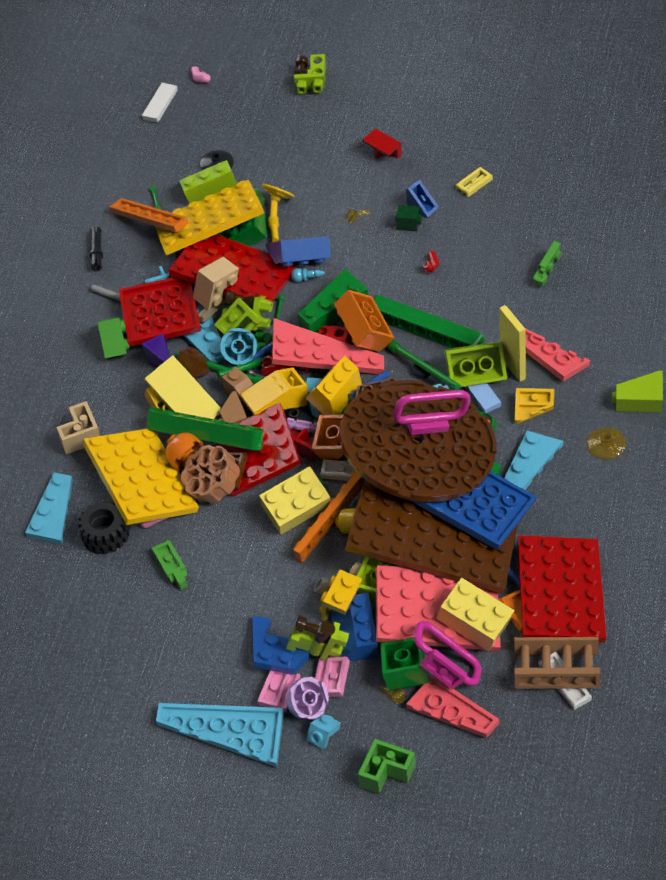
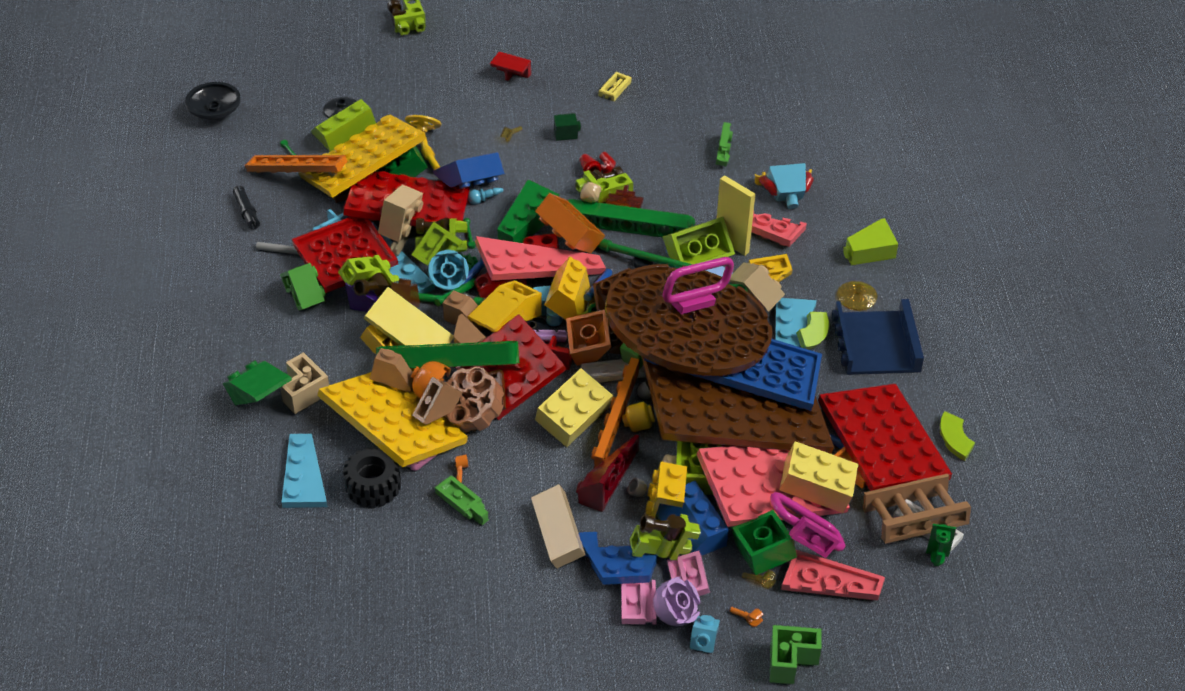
camera: 25 degrees left, 5 degrees down
(37, 420) = (254, 382): none -> green slope
(103, 136) = (213, 100): none -> black dish
(152, 432) = (392, 370): none -> medium nougat slope
(159, 102) = (258, 63): white tile -> none
(170, 333) = (367, 275): none -> lime hips
(177, 470) = (436, 401): none -> medium nougat slope
(183, 529) = (461, 462): none -> orange hand
(199, 77) = (291, 34): bright pink arm -> none
(239, 606) = (558, 526): none -> tan piece
(239, 729) = (614, 652): medium azure wing -> none
(297, 572) = (604, 479): none -> dark red wedge
(371, 727) = (752, 618): none -> orange hand
(396, 292) = (590, 192): none -> tan piece
(413, 263) = (589, 163): none -> red cone
(417, 286) = (608, 181): none -> lime hips
(419, 196) = (569, 104): blue slope -> none
(428, 304) = (625, 198): none -> clear red hips
(505, 412) = (758, 284): none -> tan brick
(547, 471) = (815, 331): none -> lime tile
(561, 700) = (940, 543): none -> green hinge
(589, 315) = (786, 182): none -> medium azure torso
(601, 492) = (878, 341): none -> dark blue panel
(629, 601) = (954, 436): none -> lime tile

